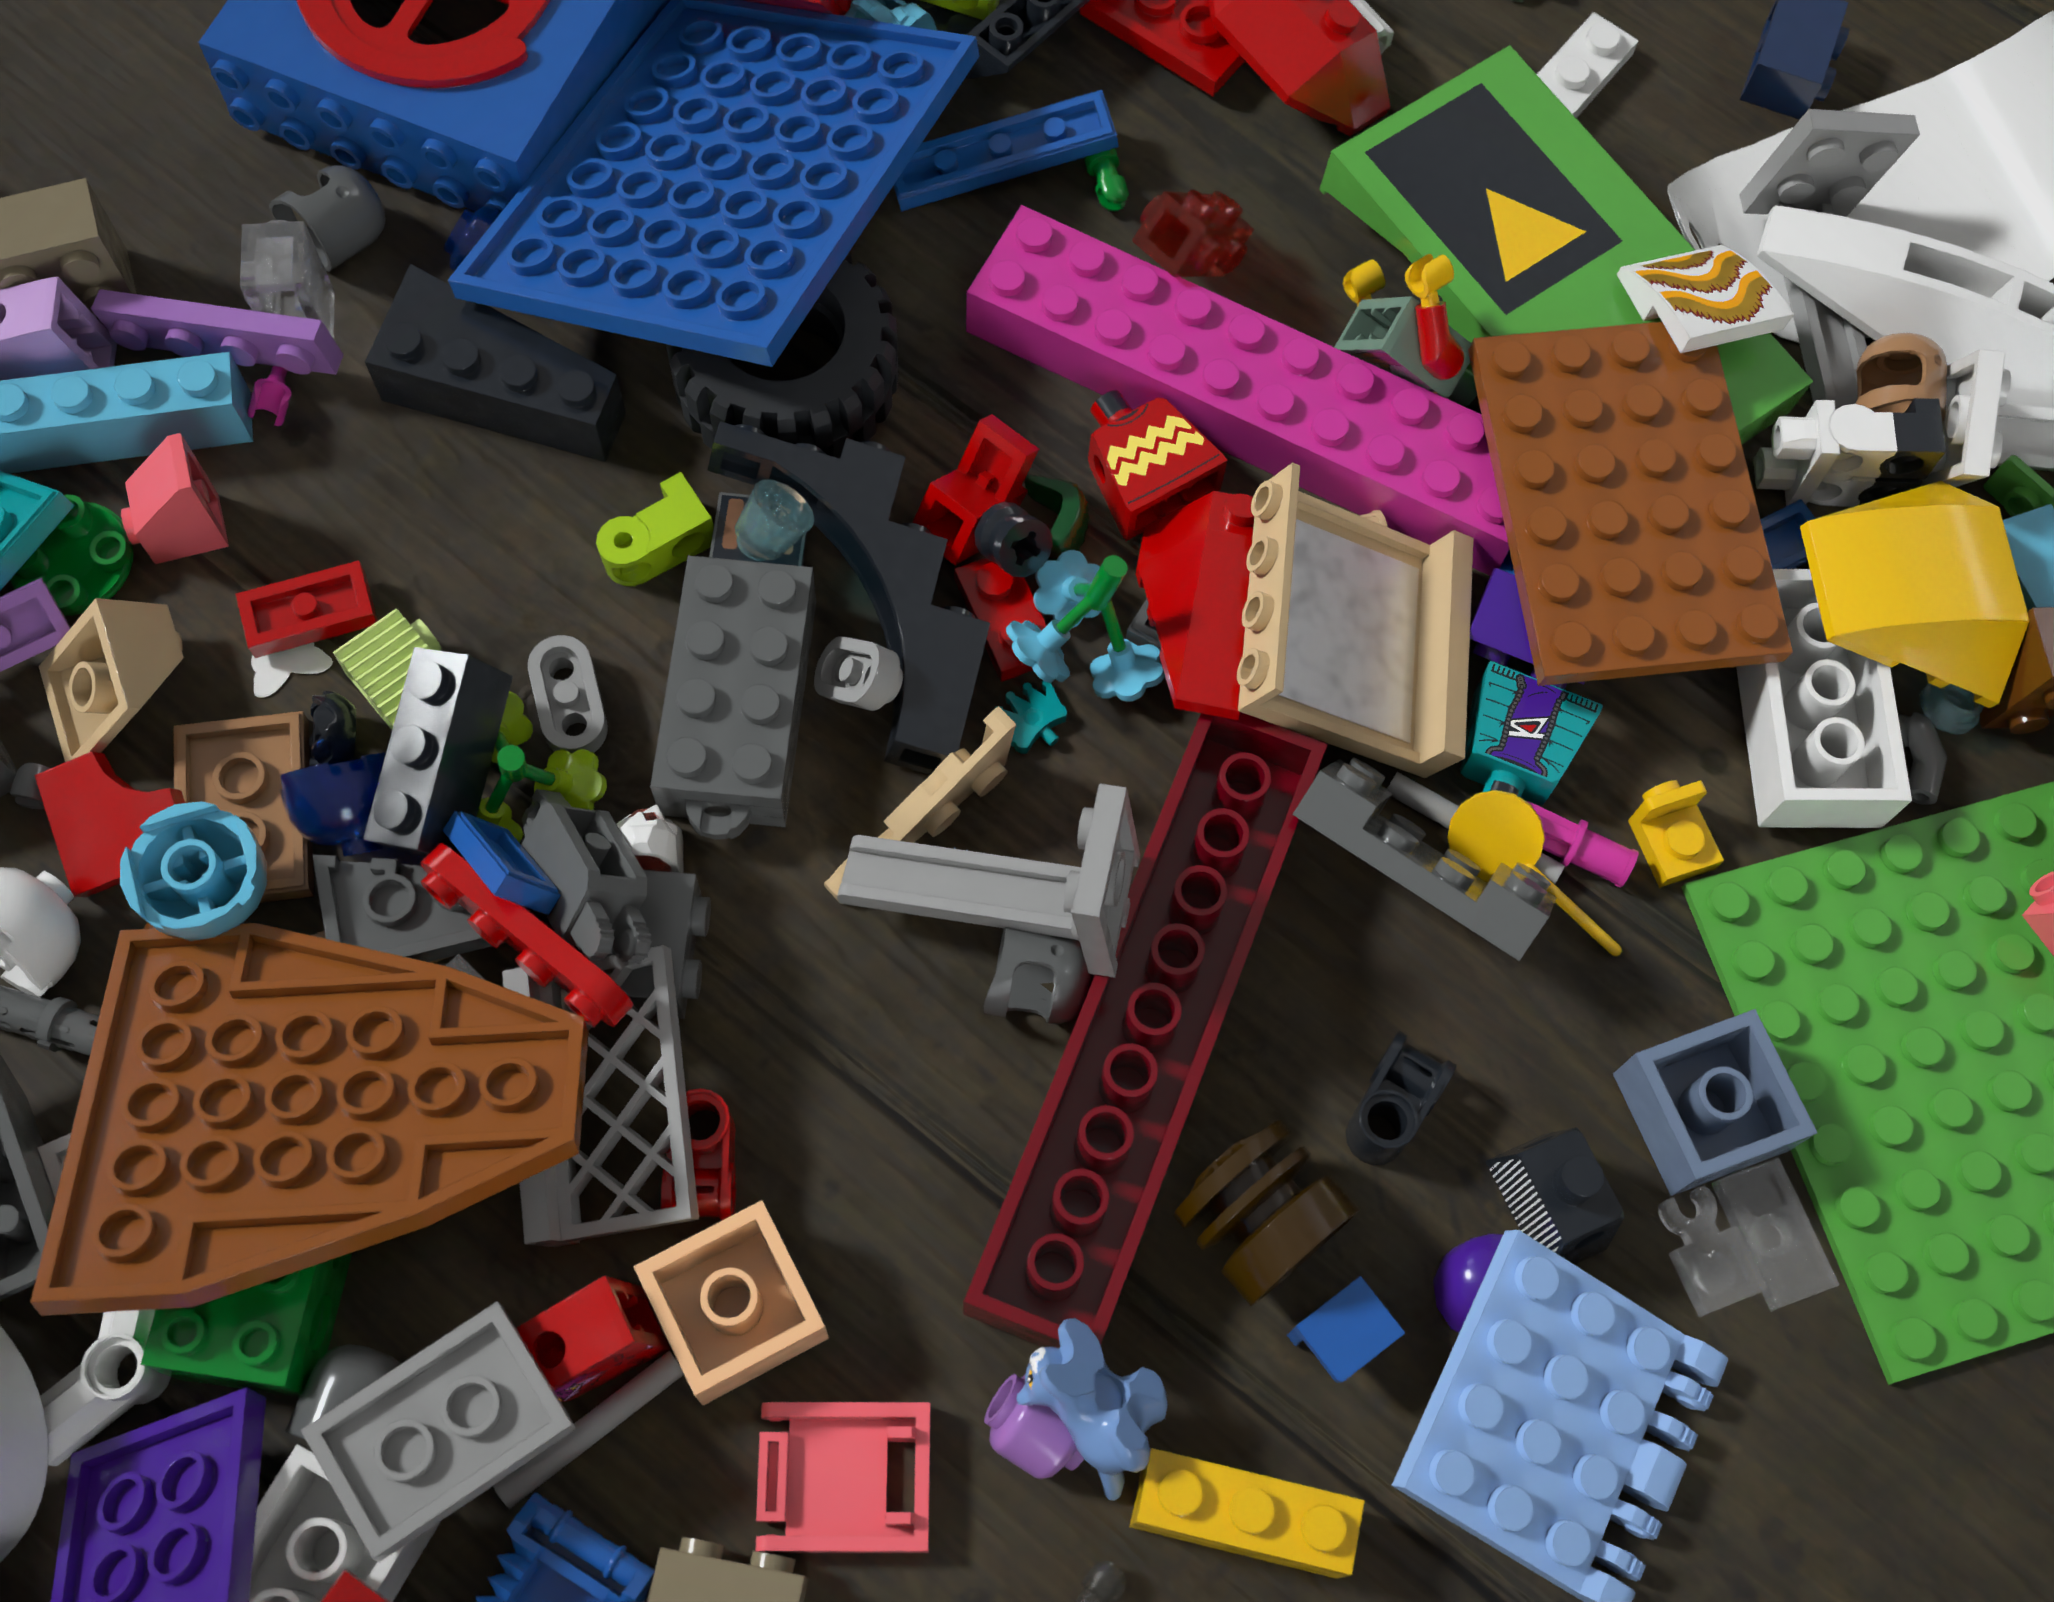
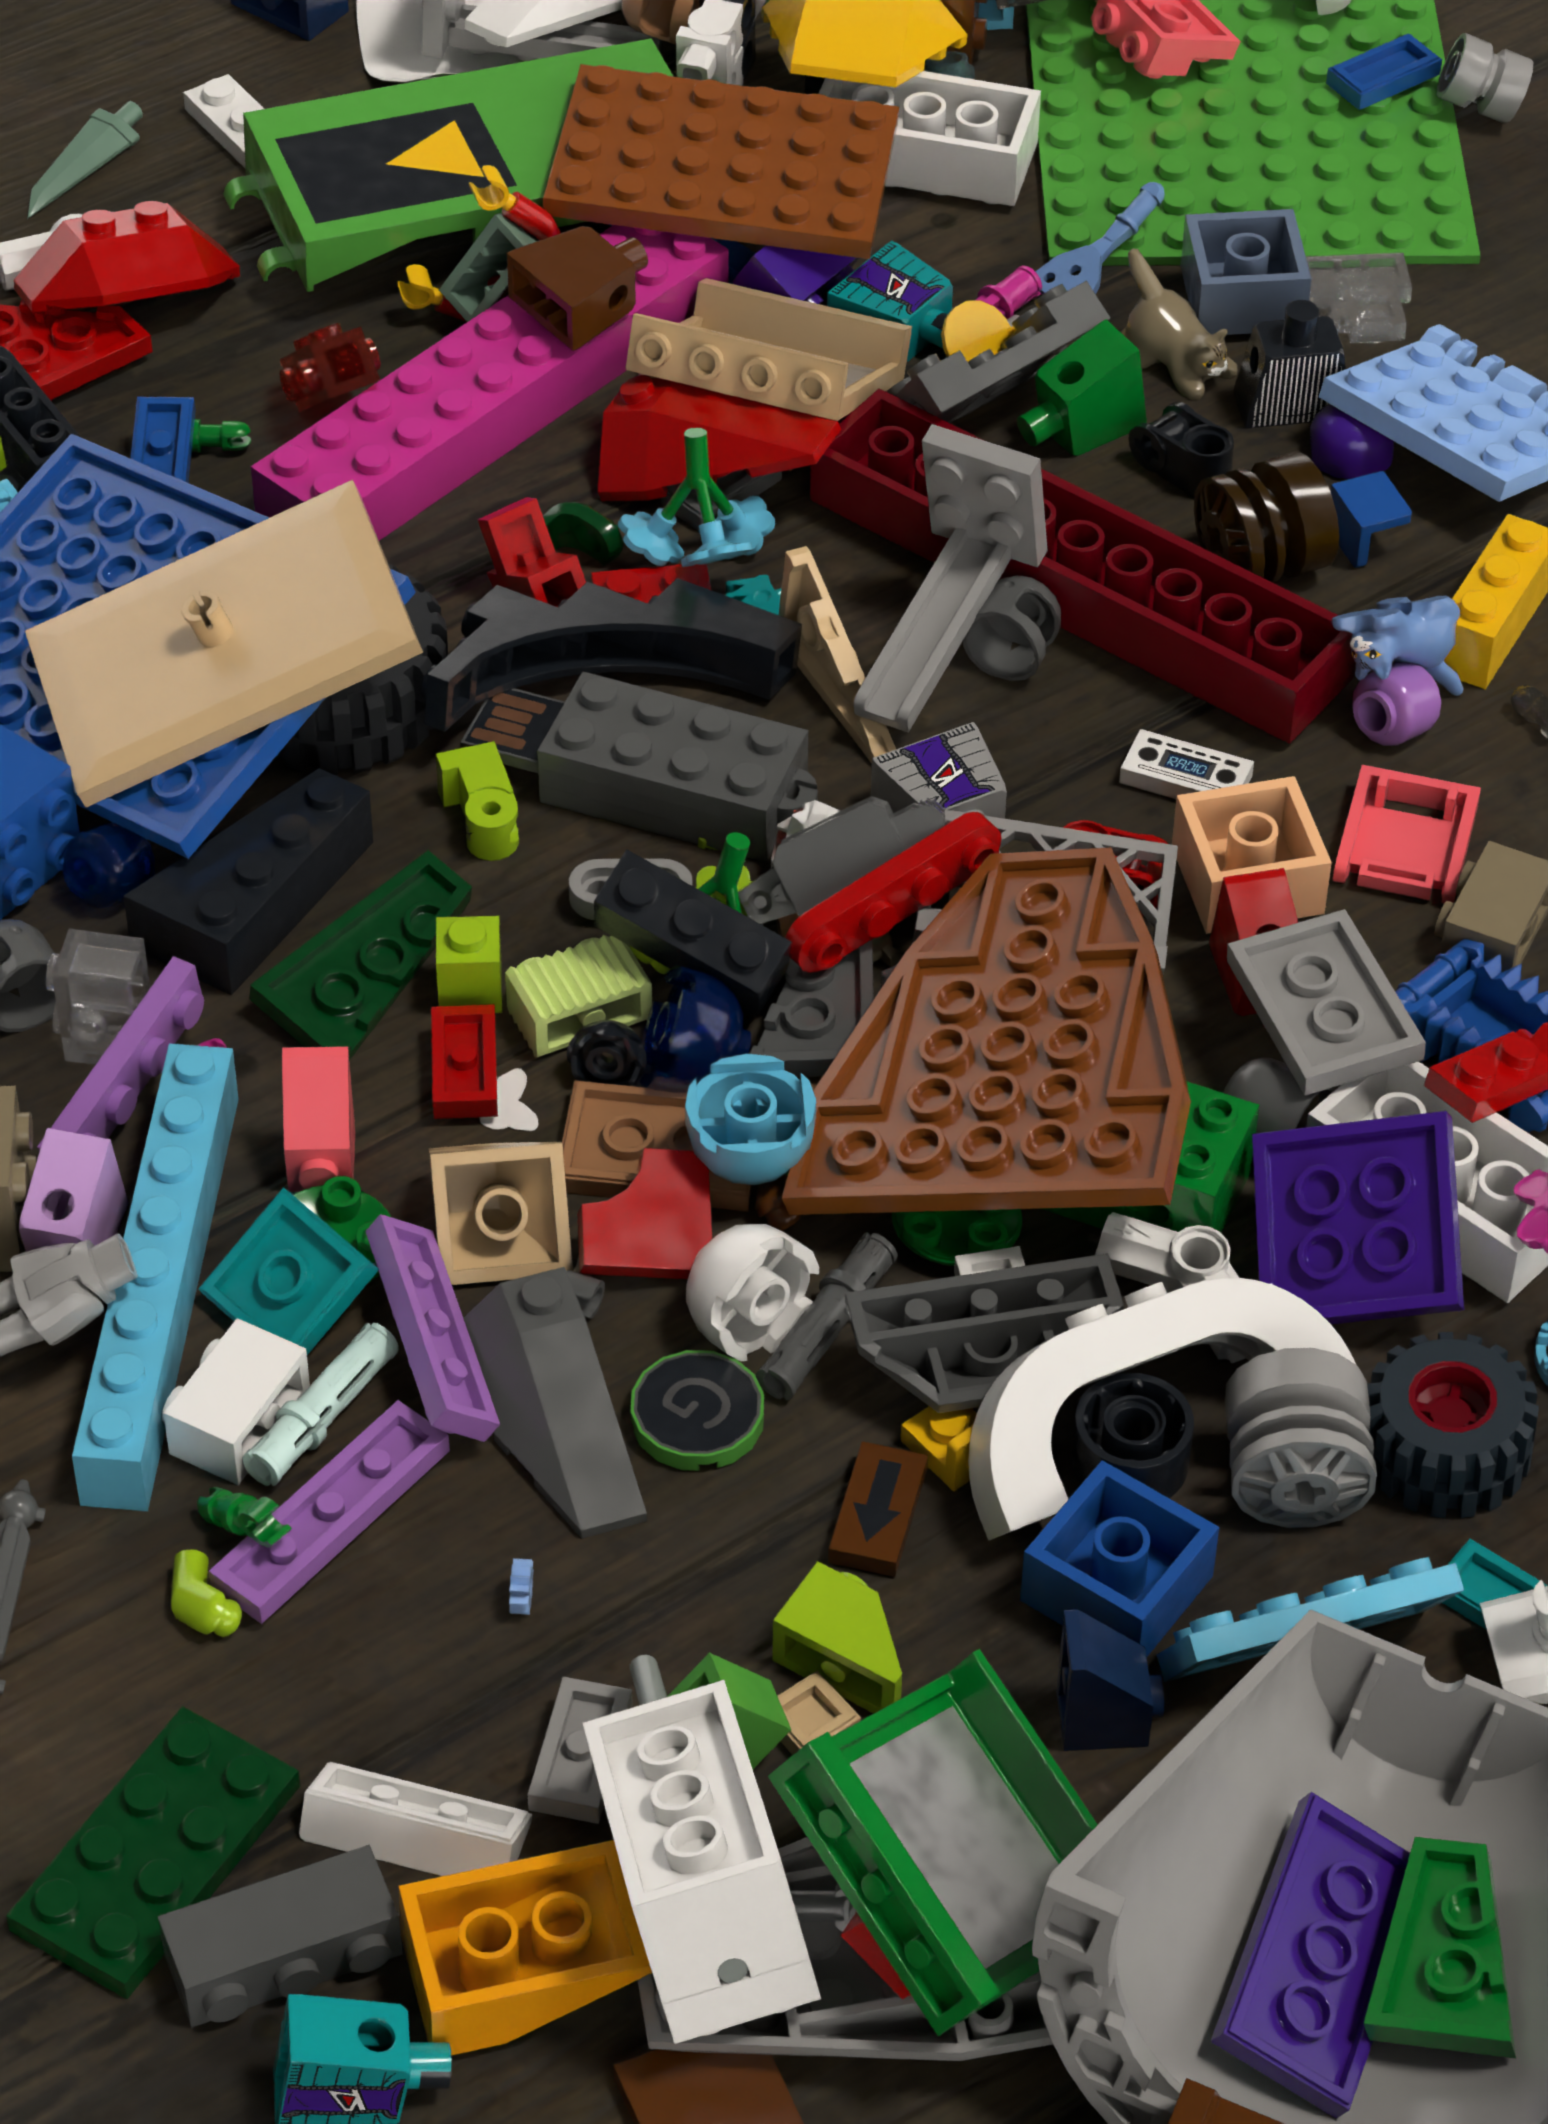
camera: 70 degrees left, 20 degrees down
(415, 488) = (360, 963): none -> dark green wing
(419, 576) = (469, 961): none -> lime brick
(501, 862) = (824, 884): blue tile -> none
(688, 233) = (221, 643): none -> tan piece
(769, 964) = (944, 767): none -> torso
(772, 521) = (528, 688): clear light blue hat -> none
(858, 673) = (692, 670): light grey plate -> none
(886, 1209) = (1180, 767): none -> white tile
(1010, 523) = (601, 544): black wheel -> none
(1149, 461) = (539, 458): red torso -> none
(1360, 407) = (576, 282): none -> reddish brown torso
(1429, 968) = (1087, 393): none -> green torso
(1589, 1038) = (1170, 333): none -> dark tan animal
(1675, 832) = (1002, 249): yellow bracket -> none
(1686, 925) = (1090, 258): none -> medium blue piece
(1706, 297) = (557, 55): slope -> none

